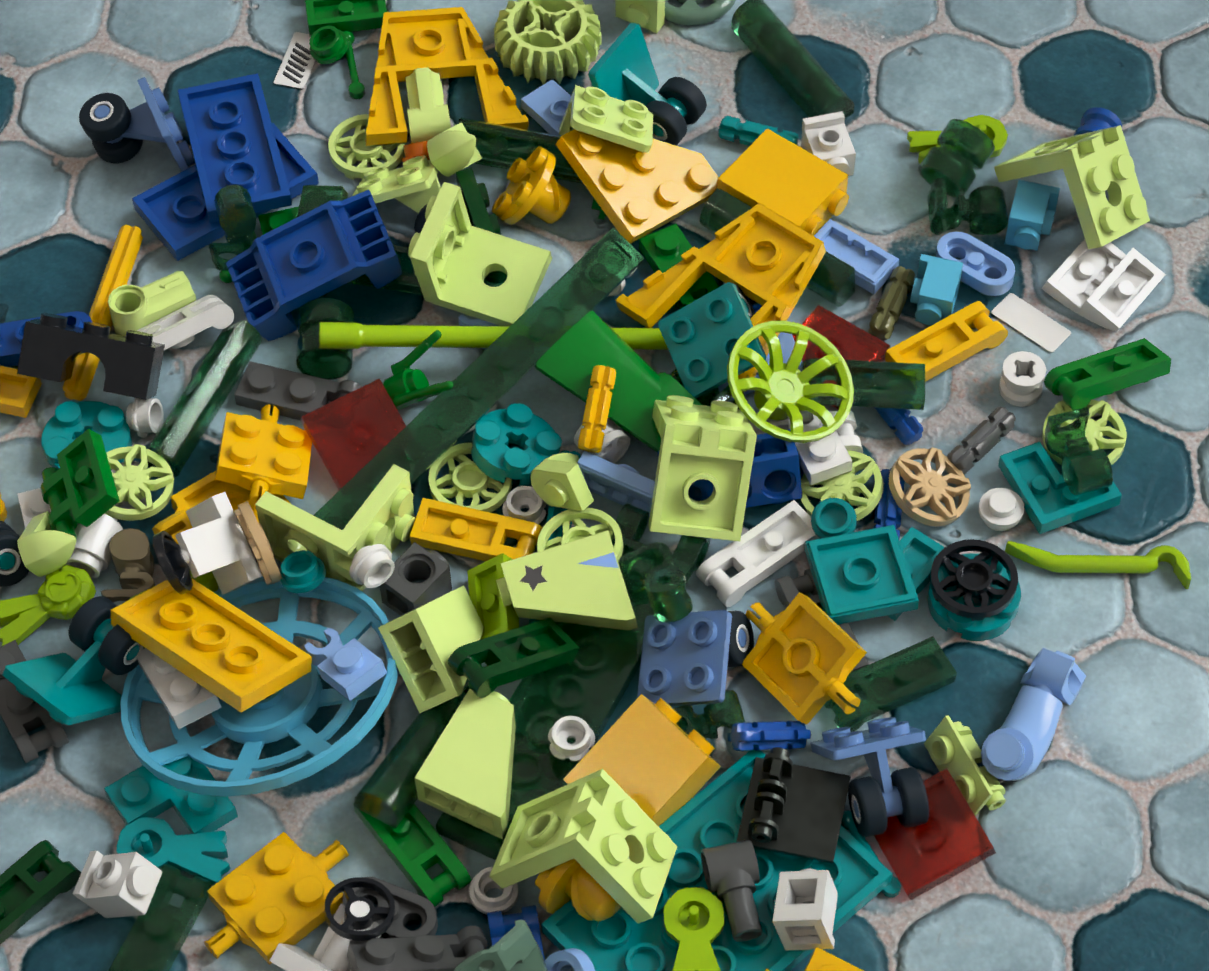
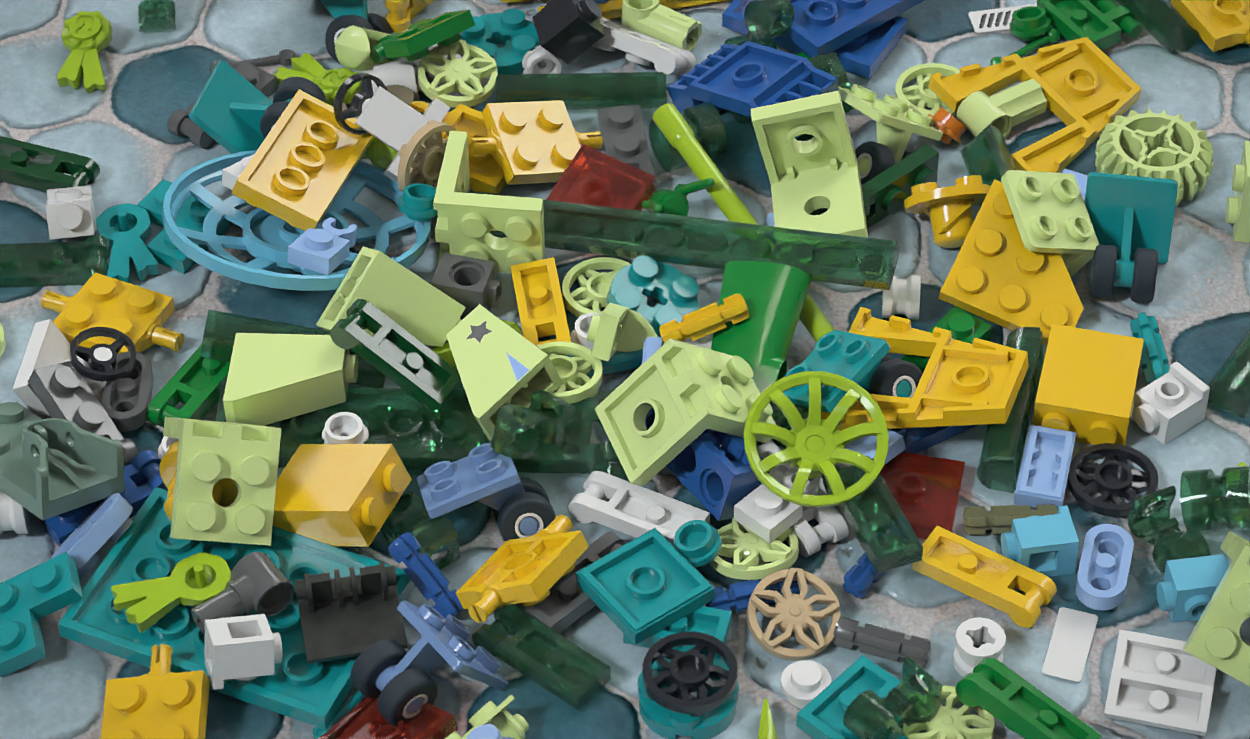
camera: 65 degrees right, 10 degrees down
(372, 566) = (441, 234): white plate -> none
(453, 150) = (950, 133): yellowish green plate -> none
(883, 219) = (1110, 478): none -> black wheel

